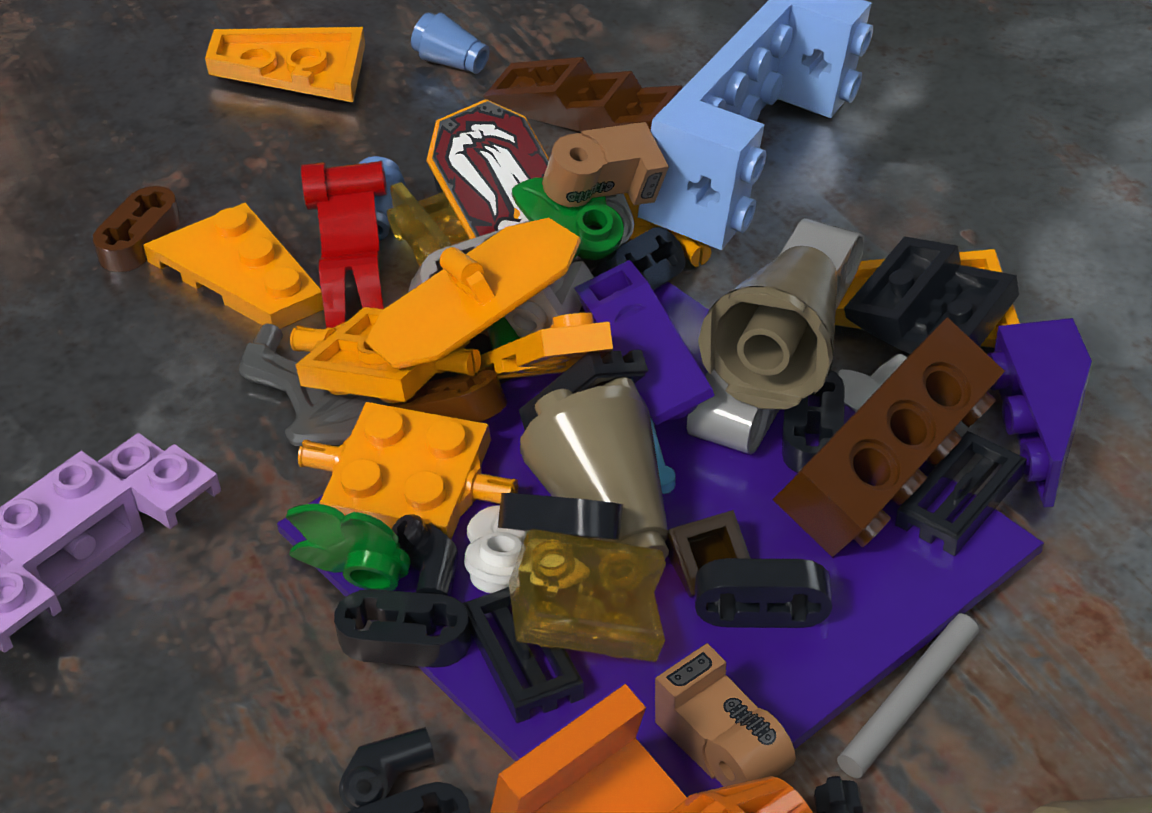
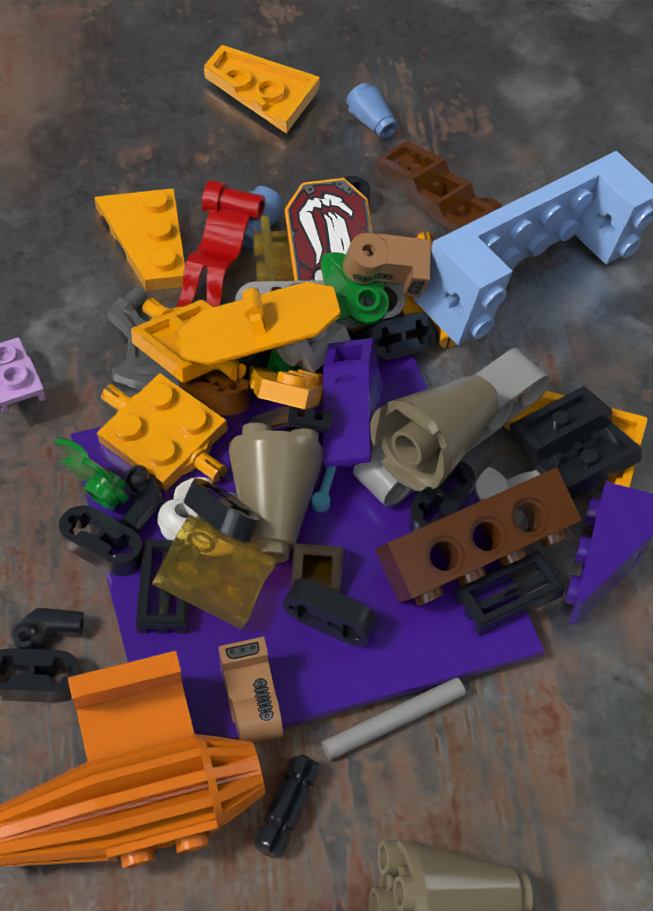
camera: 20 degrees right, 10 degrees up
(138, 220) = (101, 178): reddish brown beam -> none

